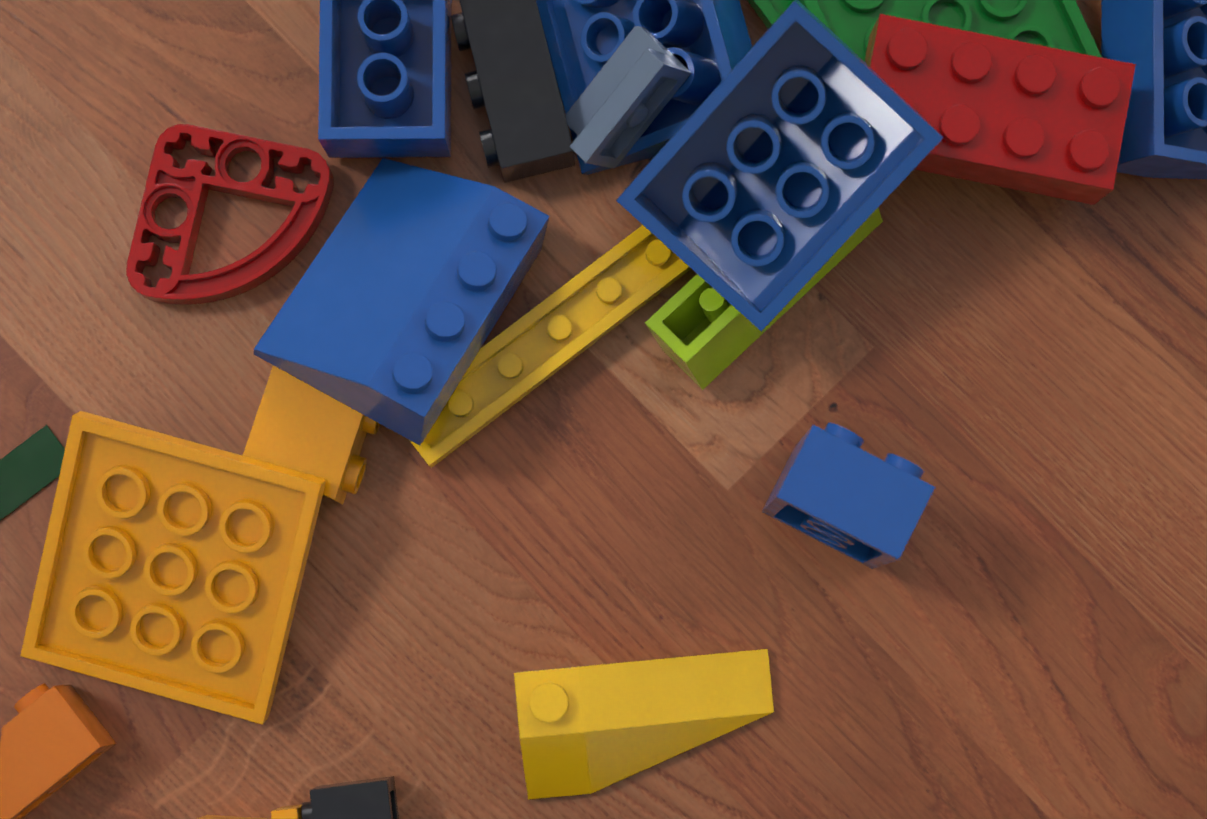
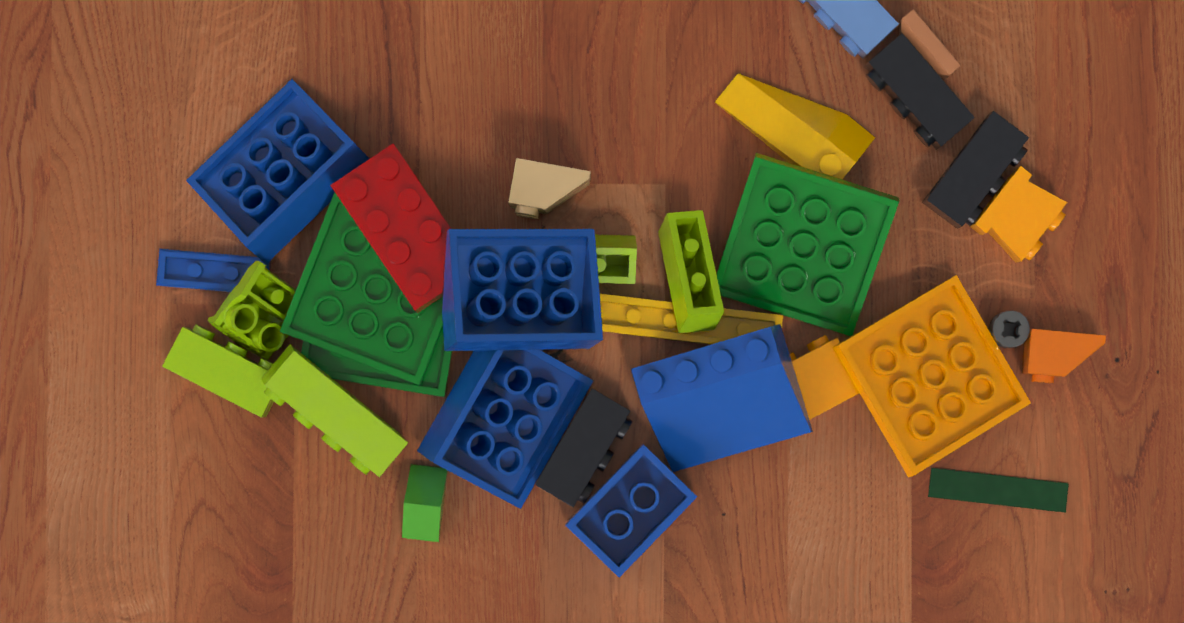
camera: 135 degrees left, 5 degrees up
(147, 722) = (999, 328): none -> dark grey wheel
(192, 186) = (767, 539): red beam -> none
(485, 576) = (805, 244): none -> green plate
(592, 403) = (690, 271): none -> lime brick
(624, 99) = (548, 390): sand blue panel -> none
(849, 496) = (628, 127): blue brick -> none
(874, 327) = (543, 187): none -> tan slope

